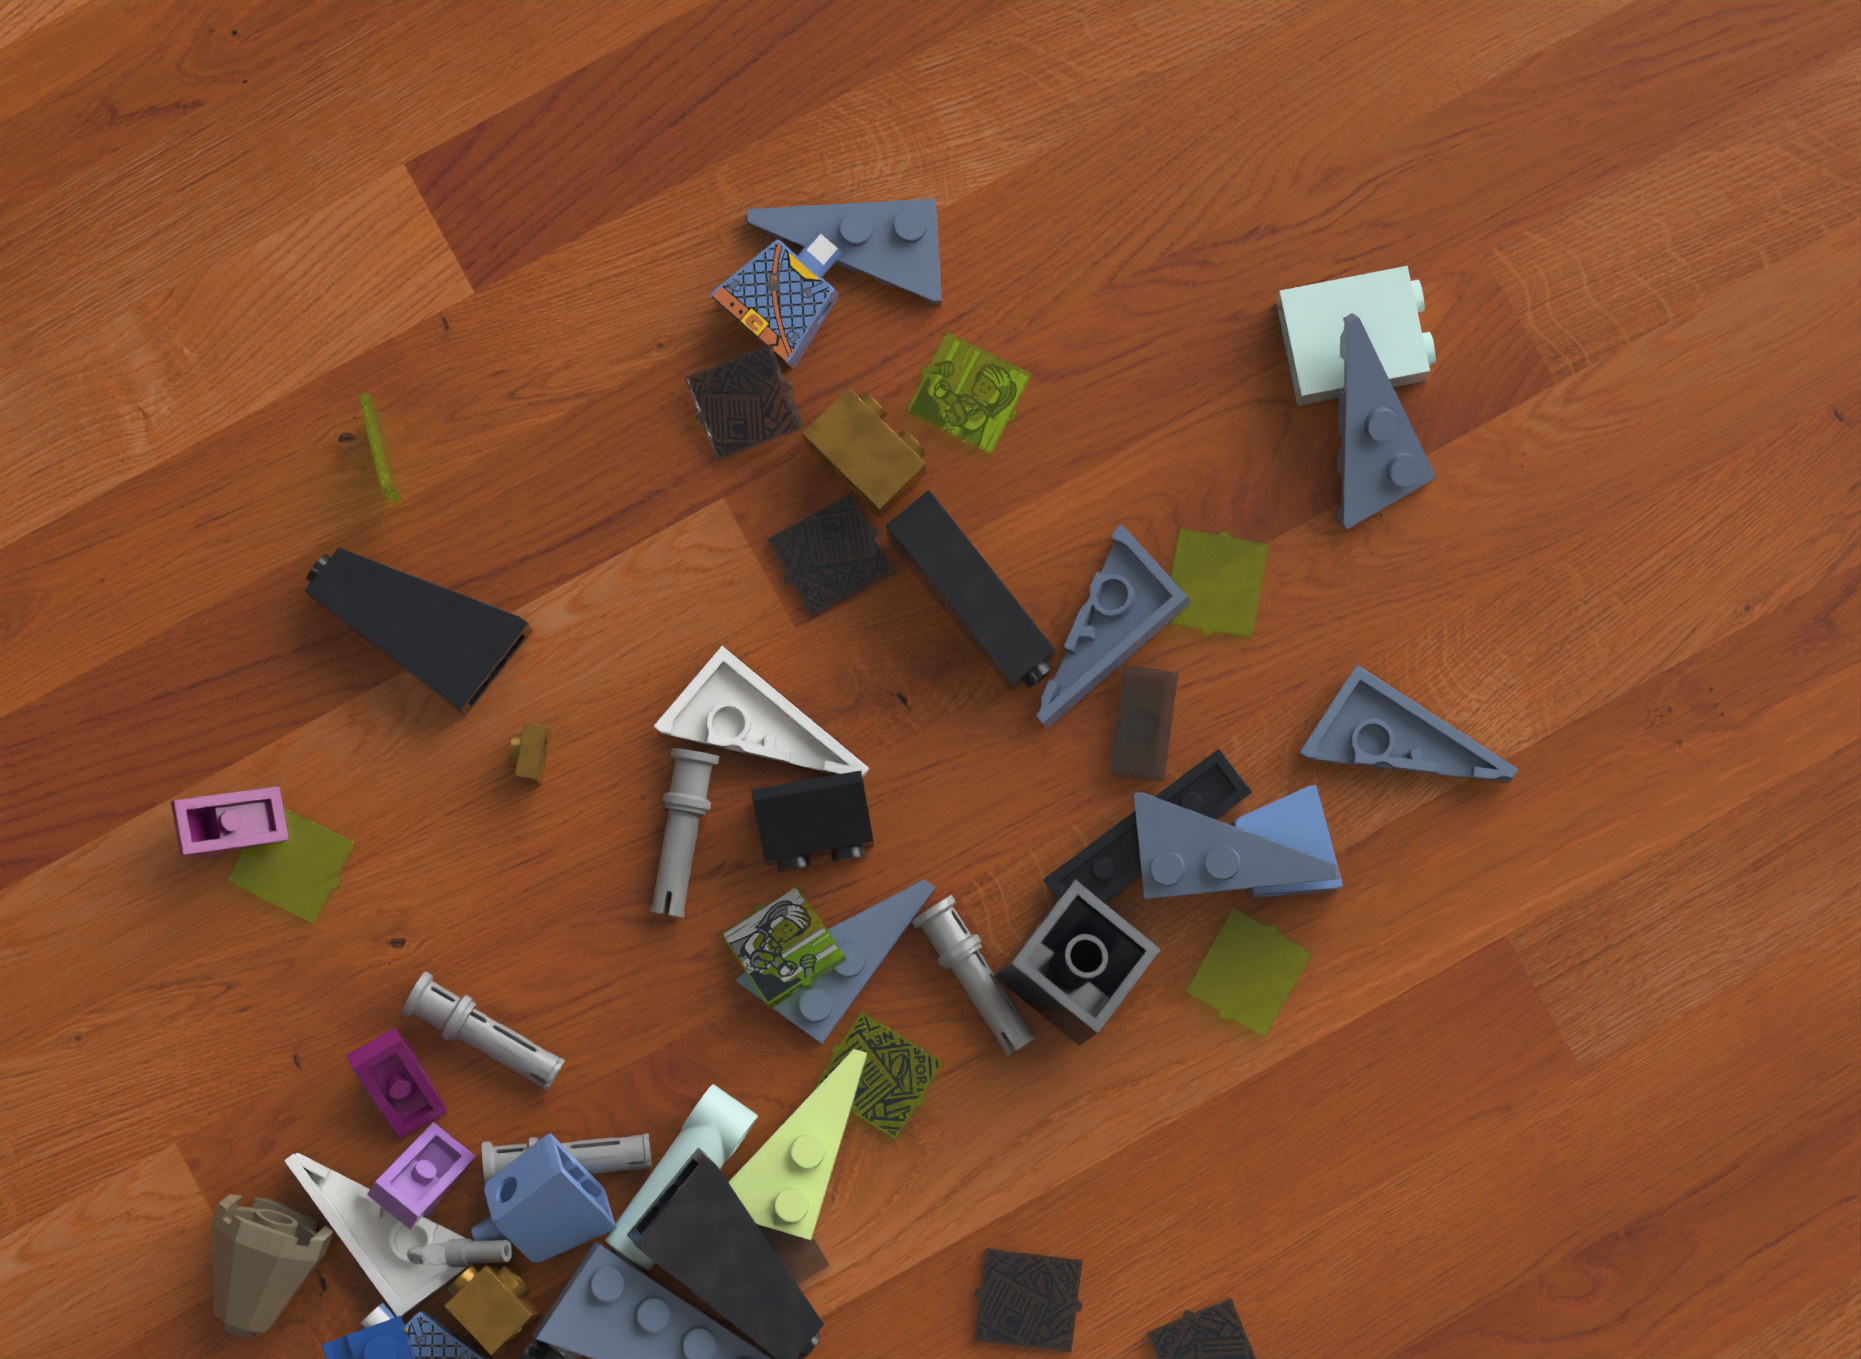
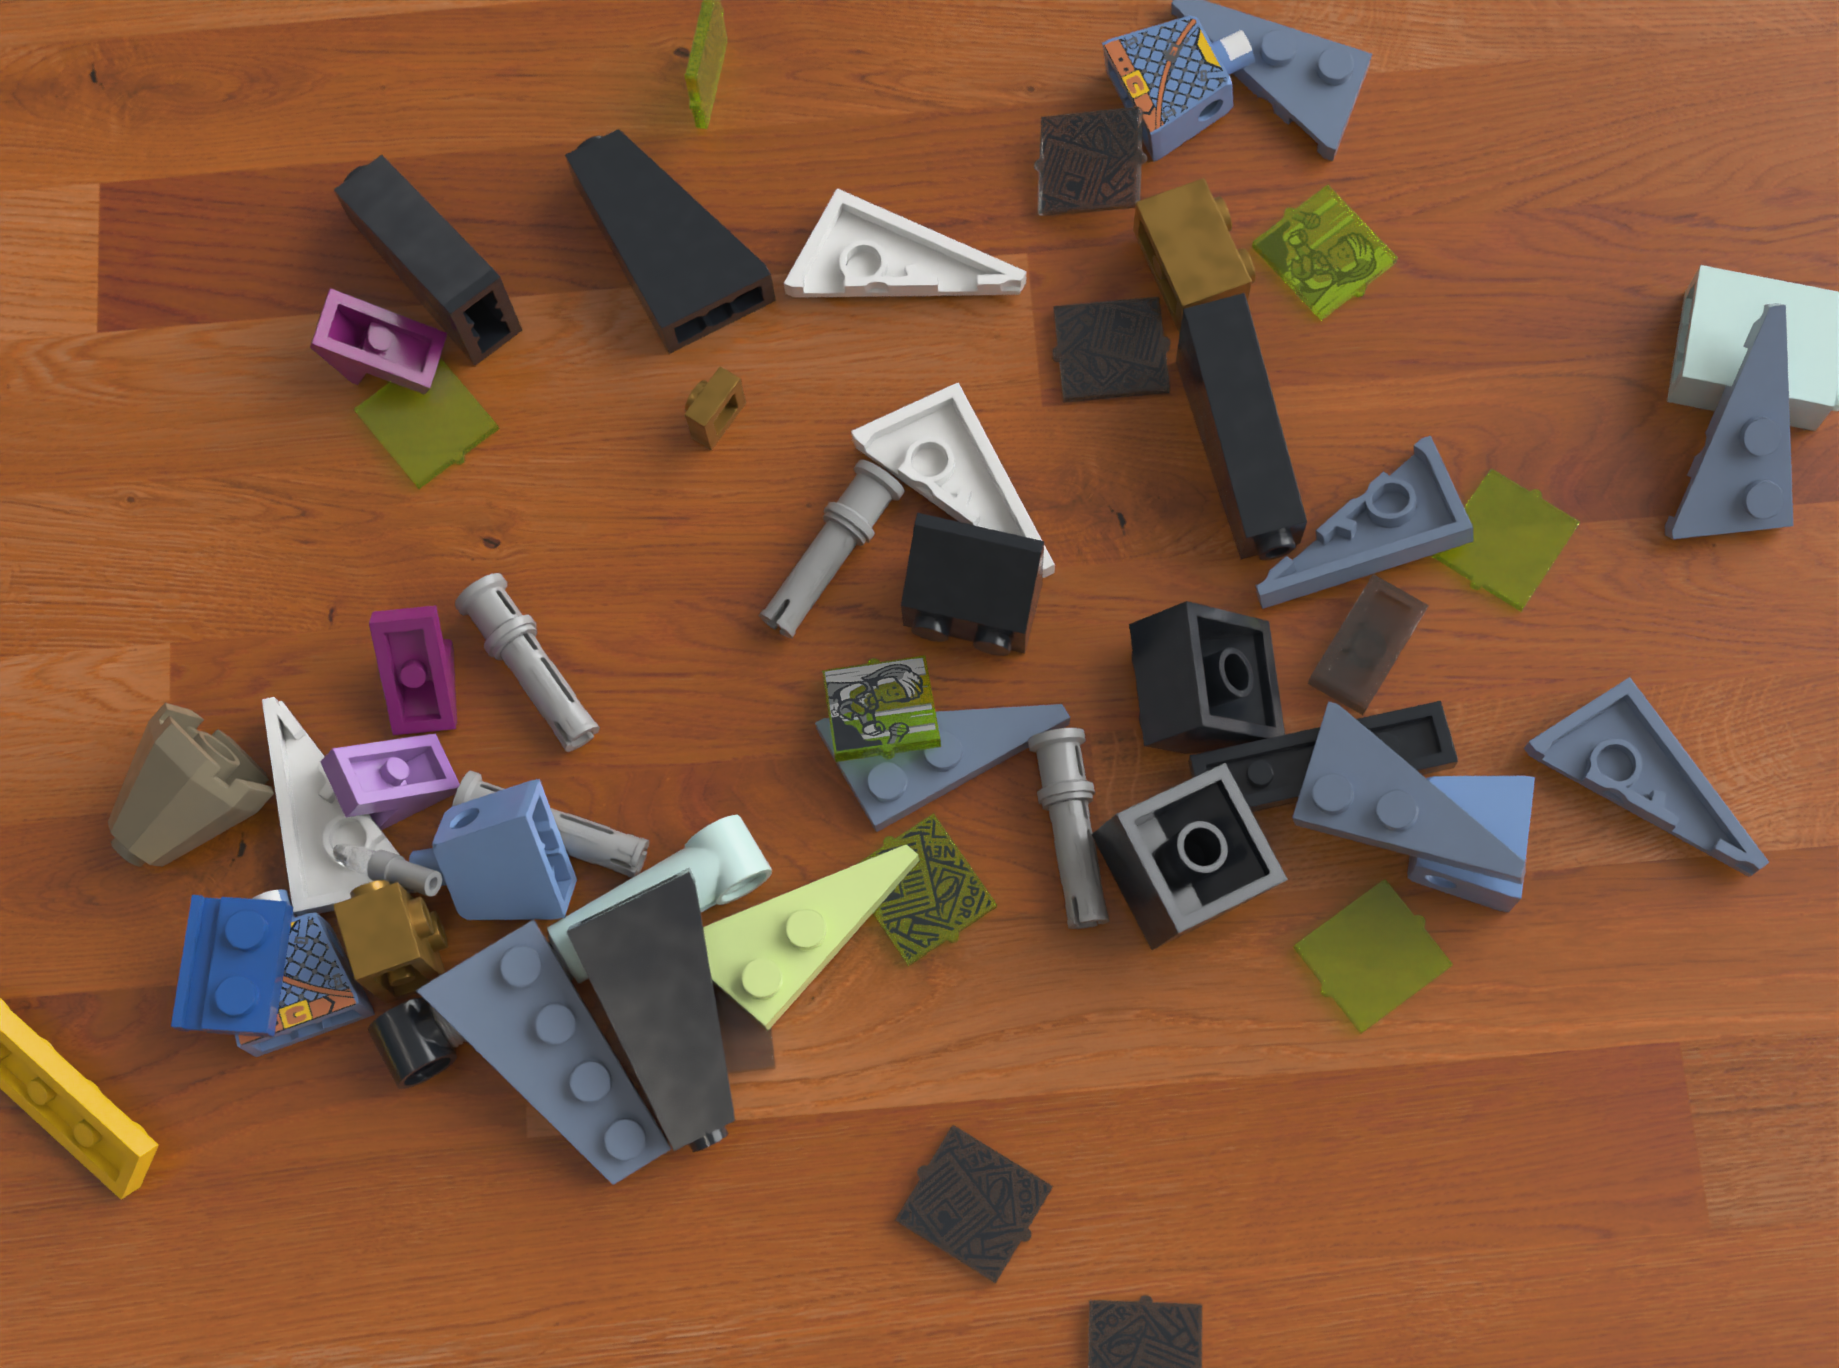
camera: 30 degrees right, 10 degrees down
(226, 725) = (430, 258): none -> black slope
(601, 557) = (878, 253): none -> white wing
(1030, 811) = (1205, 679): none -> black slope

